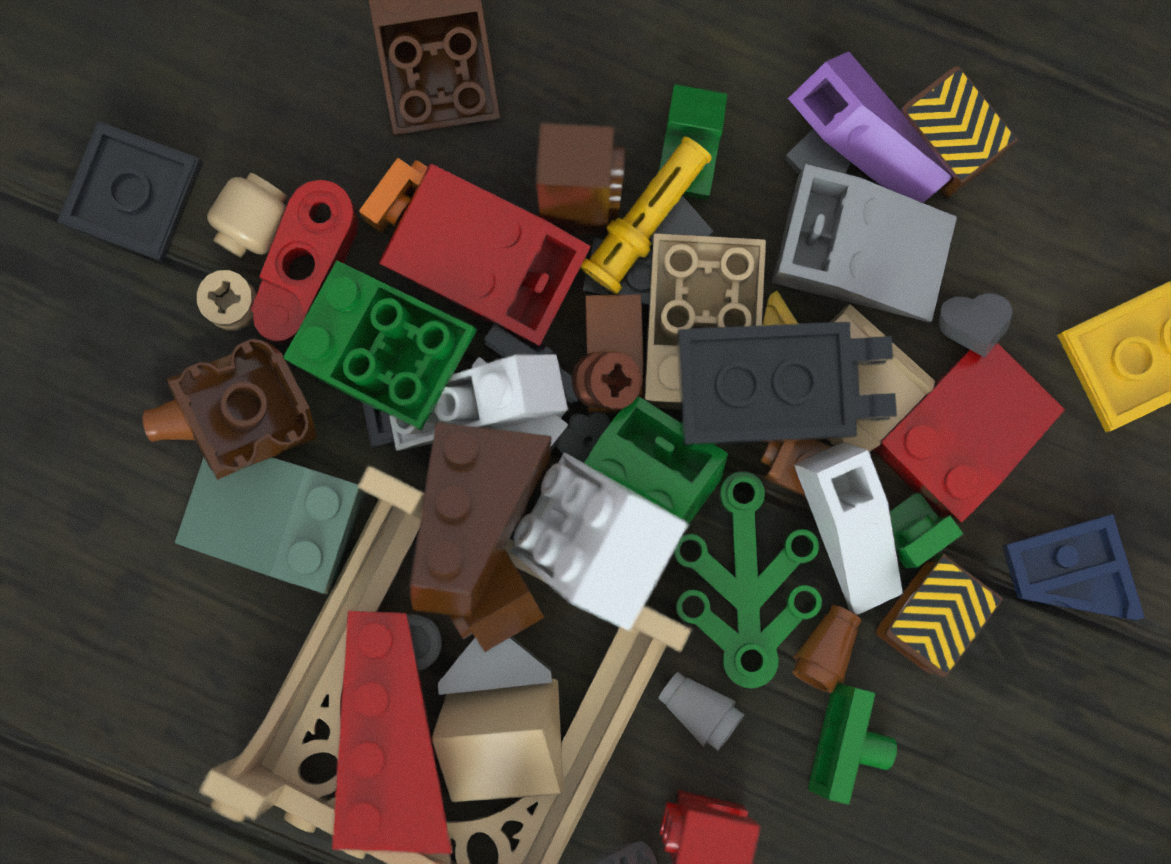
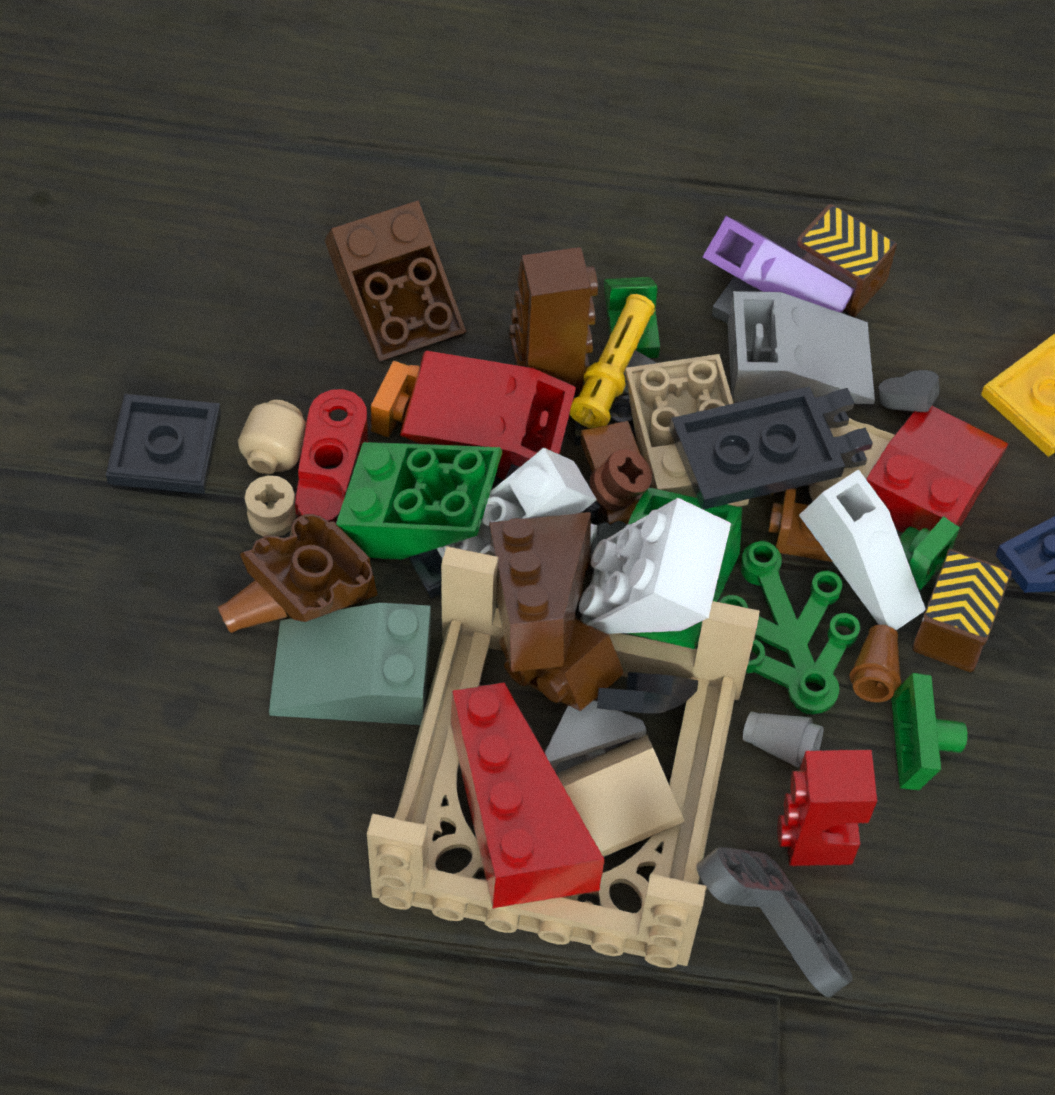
camera: 15 degrees left, 25 degrees down
(565, 648) = (648, 693): none -> black slope

